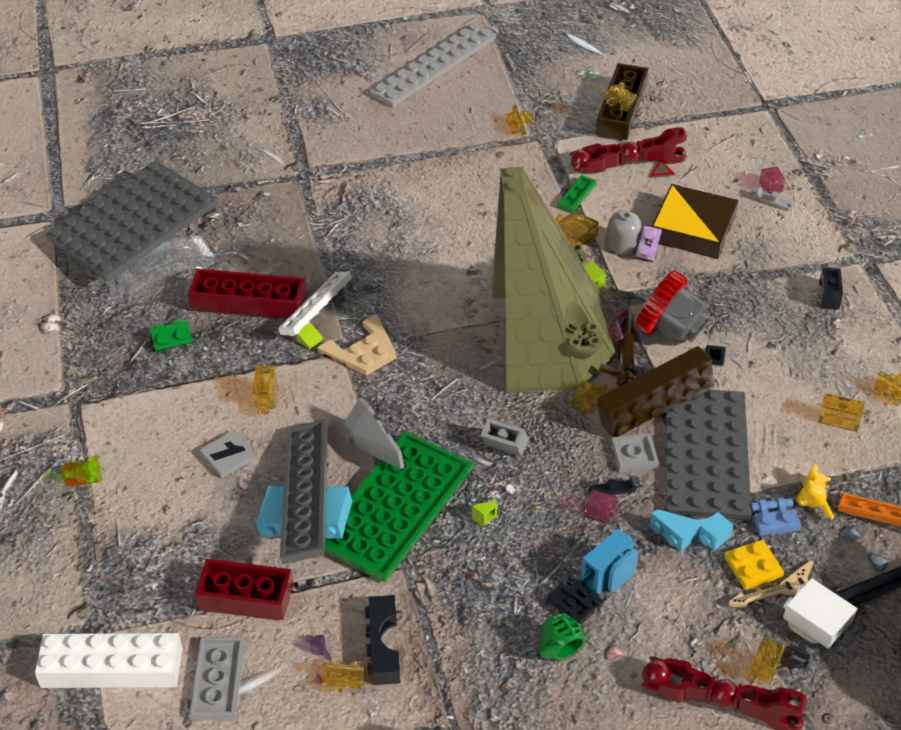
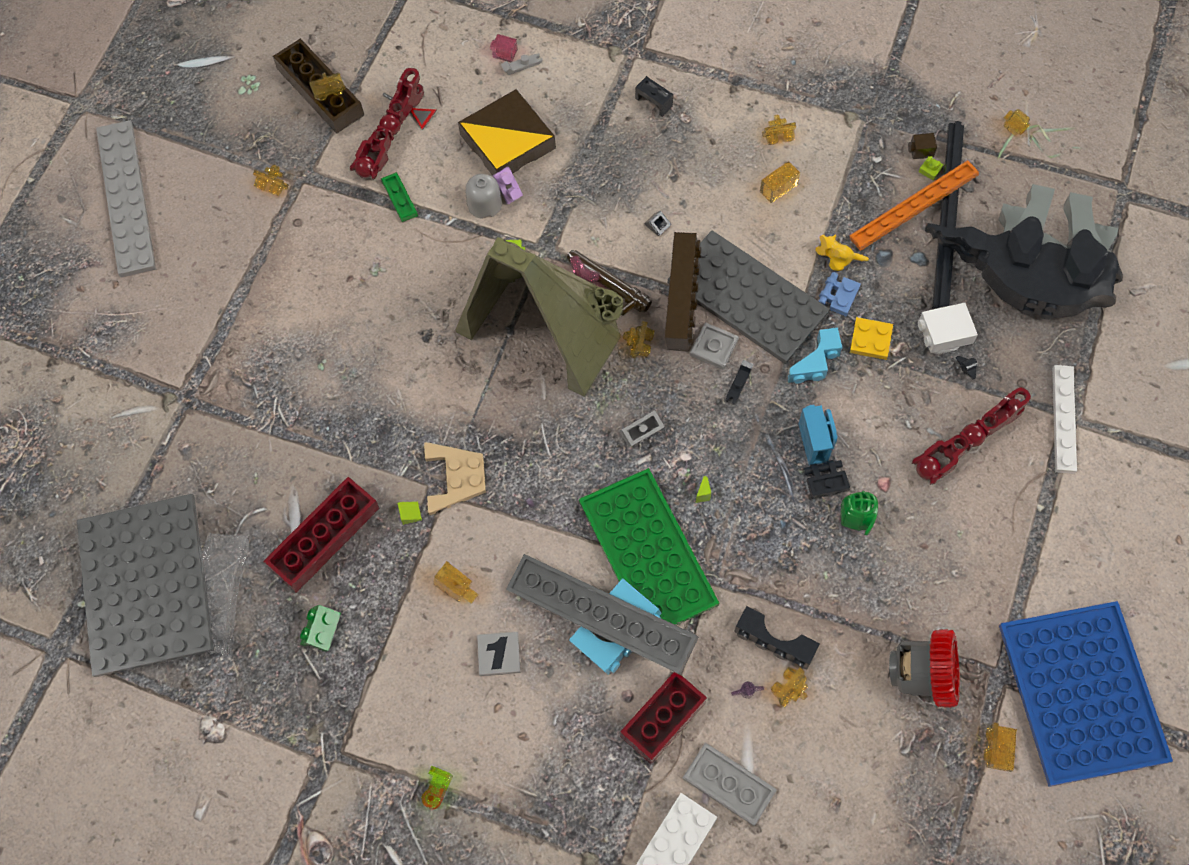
camera: 55 degrees left, 20 degrees up
(314, 304) = (379, 484): white plate -> none
(370, 435) = (565, 531): light grey wedge -> none
(577, 227) = (444, 226): clear yellow torso -> none
(601, 507) = (754, 405): clear pink brick -> none
(673, 310) = (605, 221): piece -> none
(767, 660) = (962, 388): clear yellow hips -> none
(786, 587) = (905, 326): tan piece -> none

